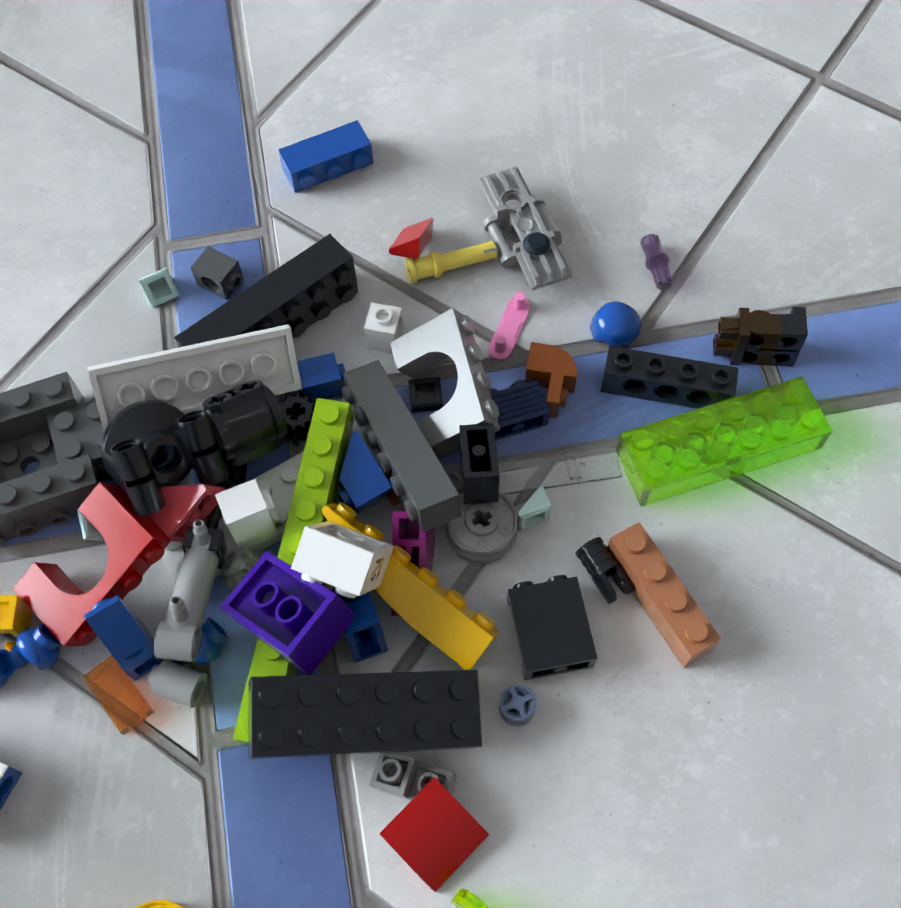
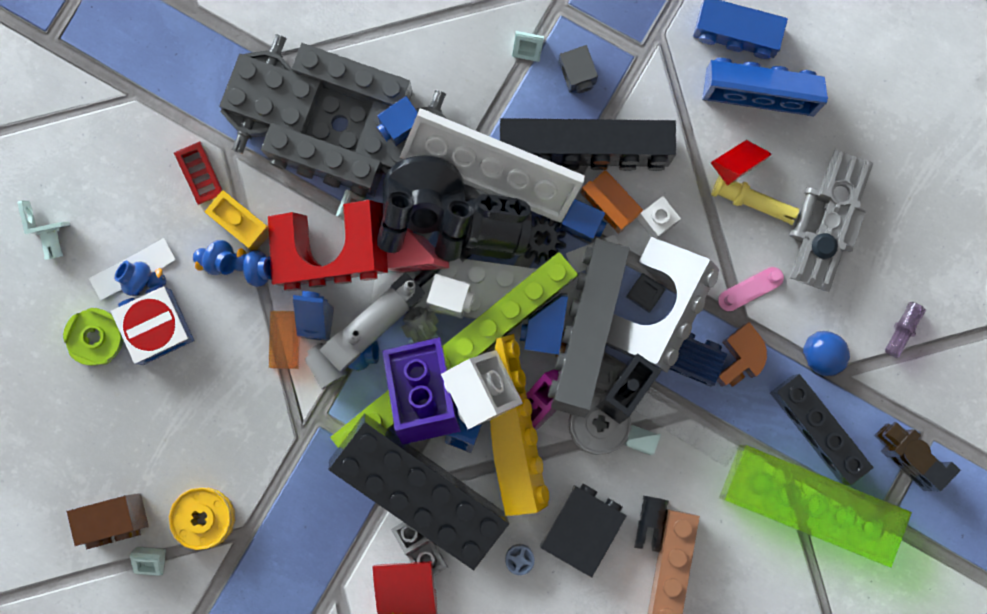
camera: 40 degrees right, 20 degrees up
(78, 406) = (397, 121): none -> blue brick
(347, 347) = (609, 197): none -> orange panel
(384, 180) = (764, 87): none -> blue slope

